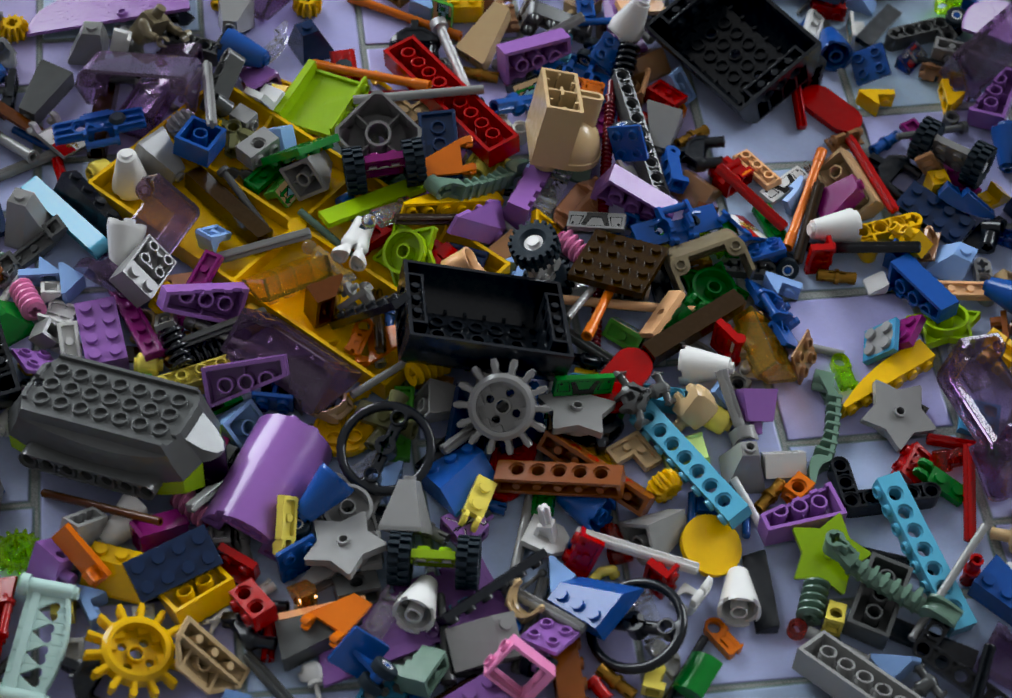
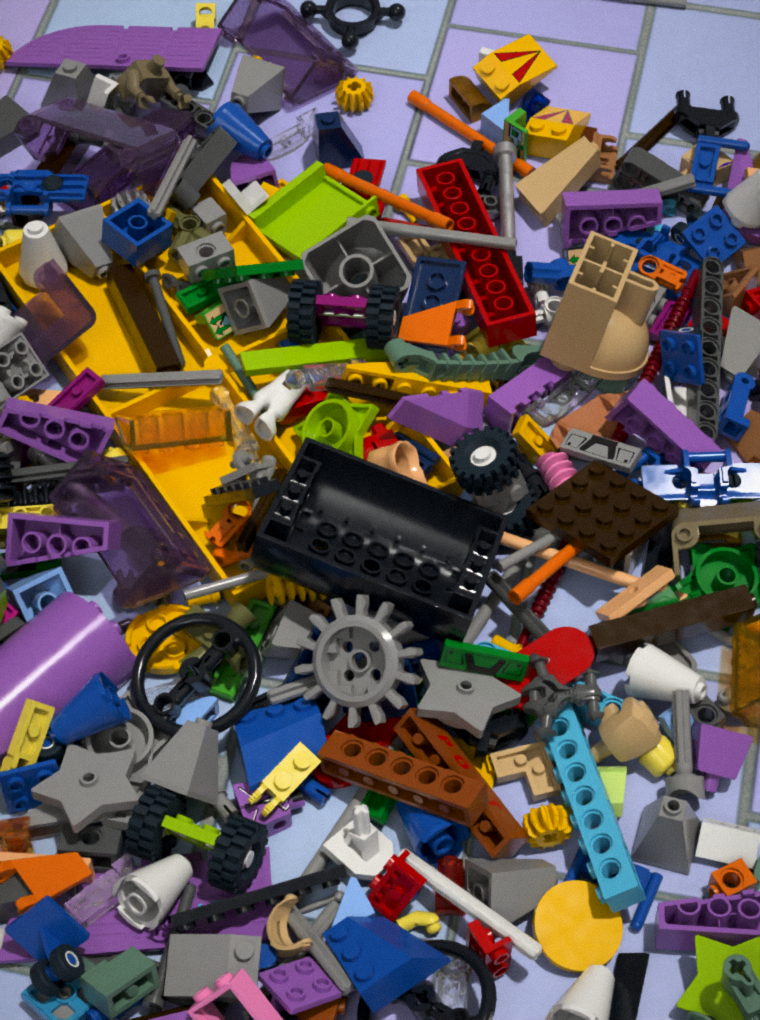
camera: 25 degrees right, 0 degrees up
(211, 236) = (104, 352): light blue slope -> none
(272, 400) = (91, 577): blue plate -> none
(286, 136) = (246, 249): light blue slope -> none
(322, 300) = (203, 465): reddish brown slope -> none
(337, 413) = (164, 613): tan helmet -> none
(481, 75) = (537, 227): pearl gold pin -> none
(584, 360) = (510, 628): black pin -> none
(622, 333) = (578, 605): bright green panel -> none
(626, 57) = (729, 245): black piece -> none
(697, 595) = (531, 987): white piece -> none
(722, 338) = (712, 651): red plate -> none
(741, 491) = (650, 874): white piece -> none
(769, 496) = (688, 881): pearl gold pin -> none

